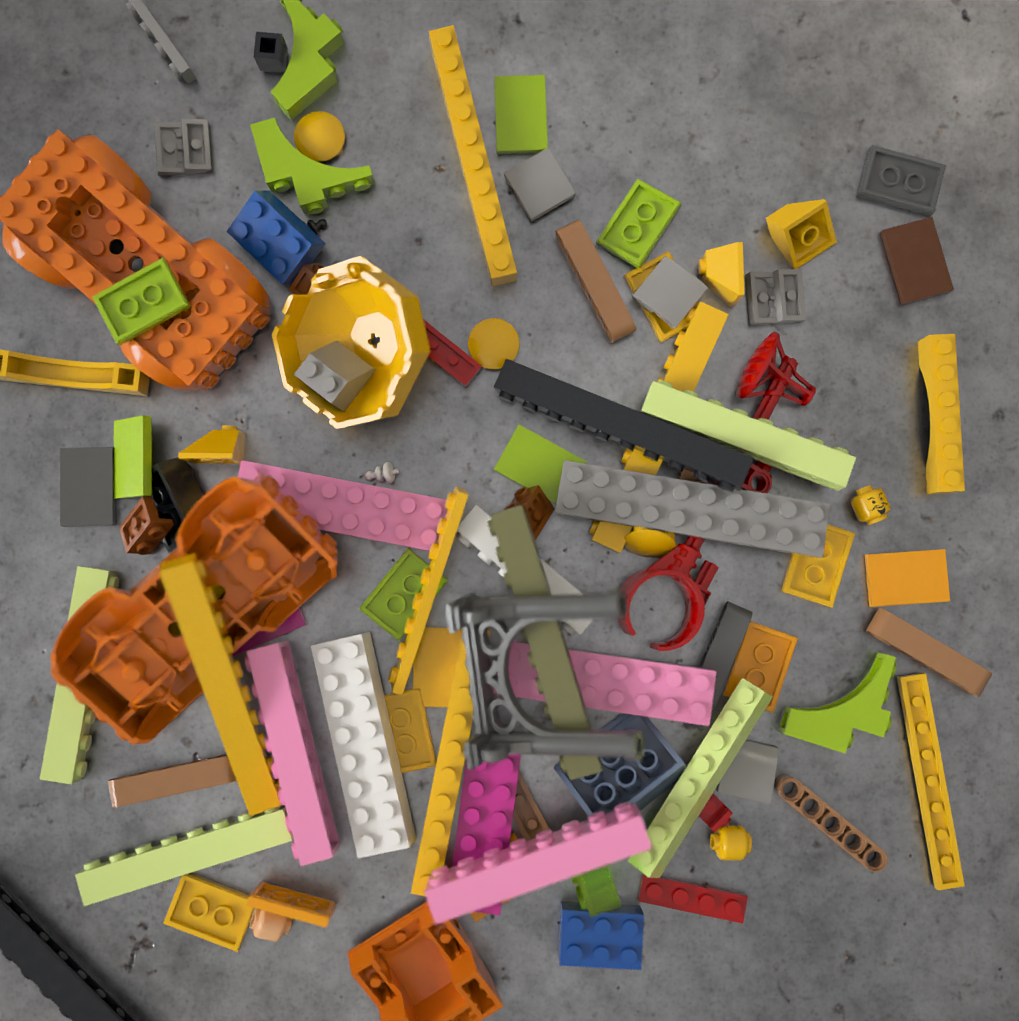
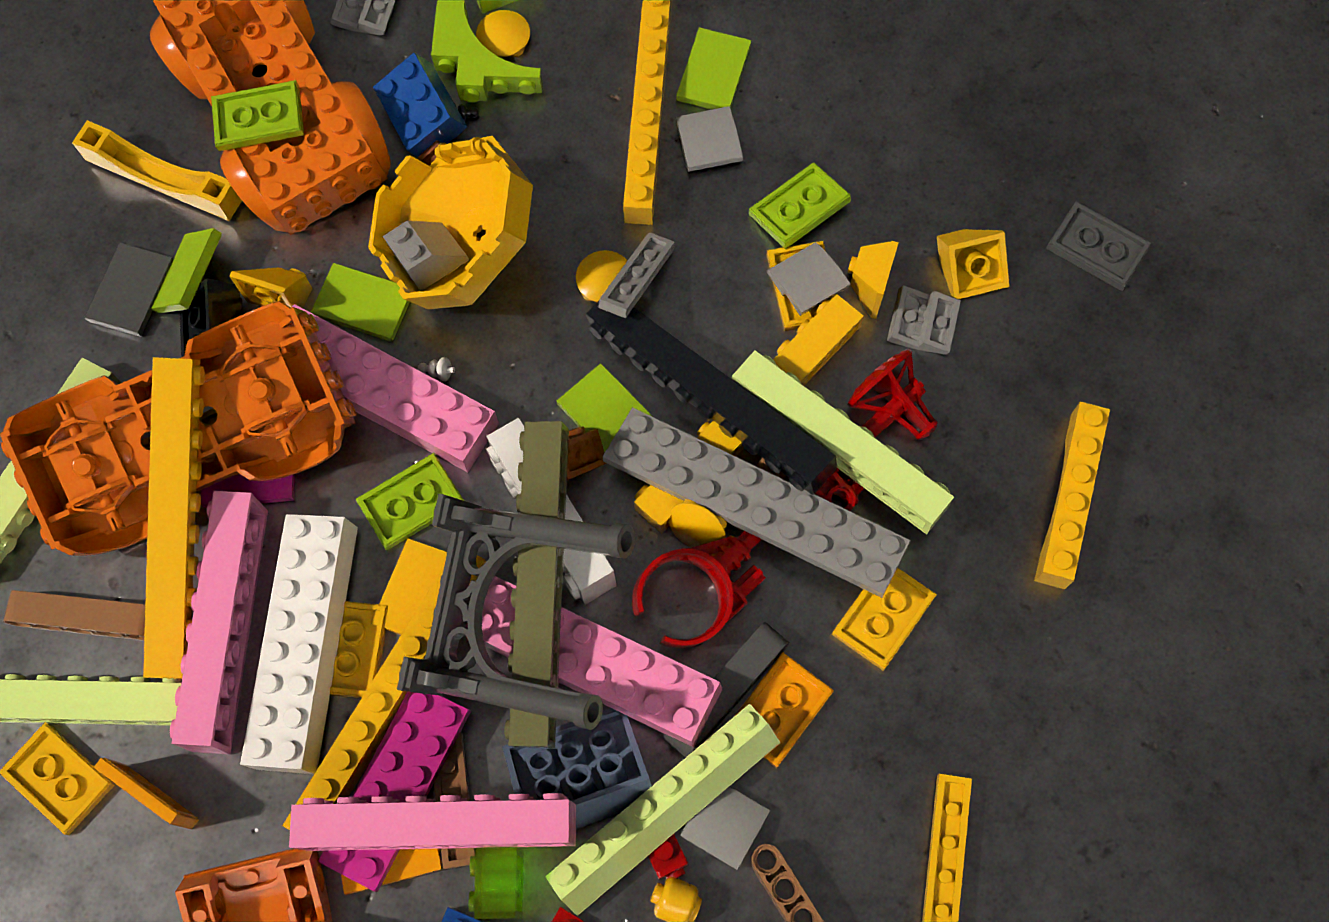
camera: 25 degrees right, 15 degrees down
(143, 528) = (166, 339): dark orange bracket -> none
(269, 925) = (114, 810): light nougat head -> none
(292, 434) = (361, 302): none -> lime tile
(430, 579) = (424, 505): yellow plate -> none
(450, 356) = (549, 268): red plate -> none
(525, 338) = (636, 275): none -> light grey plate
(595, 280) = (734, 247): medium nougat beam -> none
(860, 709) = (879, 797): lime arch -> none
(870, 505) = (962, 566): yellow head -> none
(907, 578) = (983, 665): light orange tile -> none
(917, 260) = (1092, 330): reddish brown tile -> none
(929, 652) = (983, 757): medium nougat beam -> none

